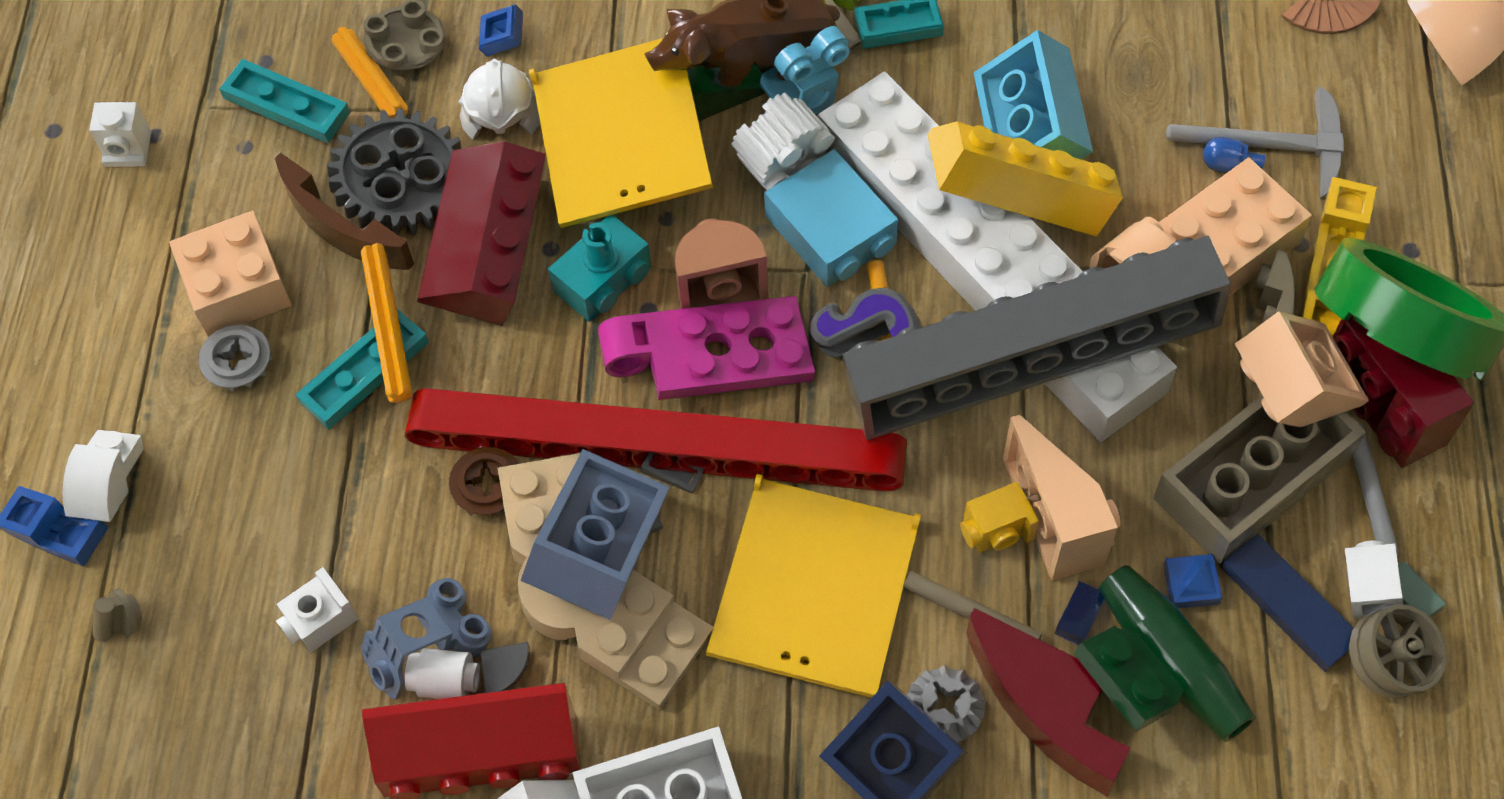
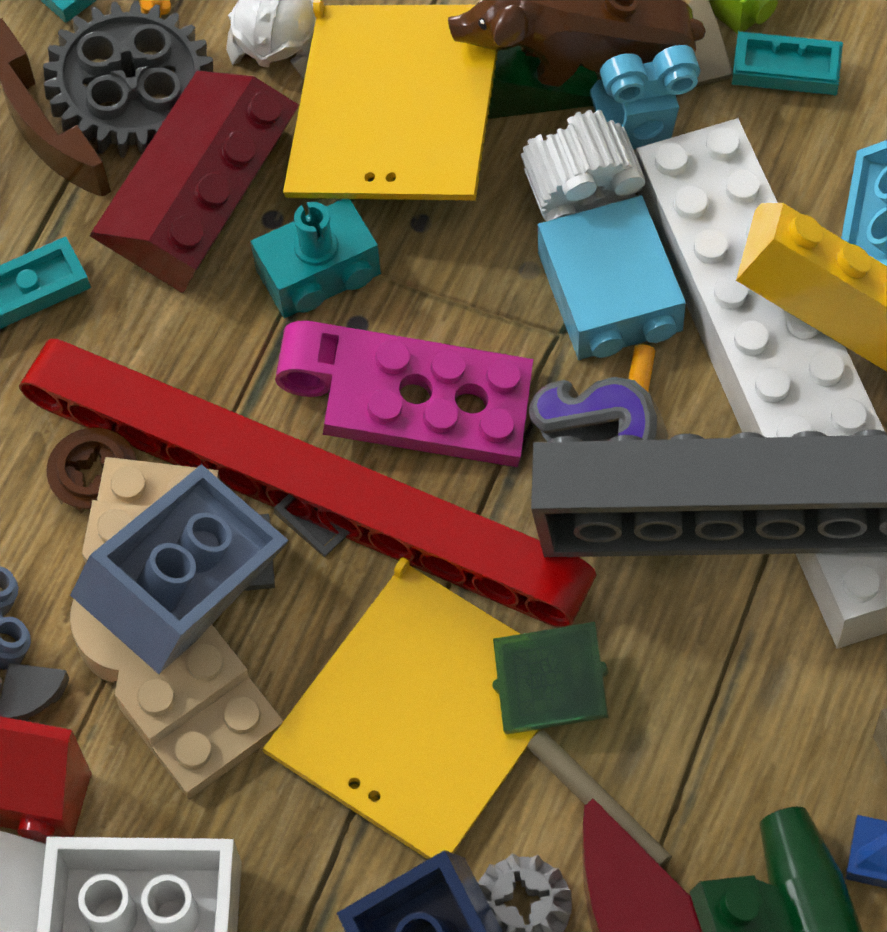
camera: 20 degrees right, 0 degrees up
(386, 323) = (44, 251): light orange axle -> none
(720, 265) = (447, 295): nougat brick -> none
(903, 529) = (550, 678): none -> clear green piece
(999, 519) = (669, 702): yellow brick -> none
(1072, 512) = (751, 709): light nougat slope -> none
(1080, 613) = (727, 847): clear blue piece -> none

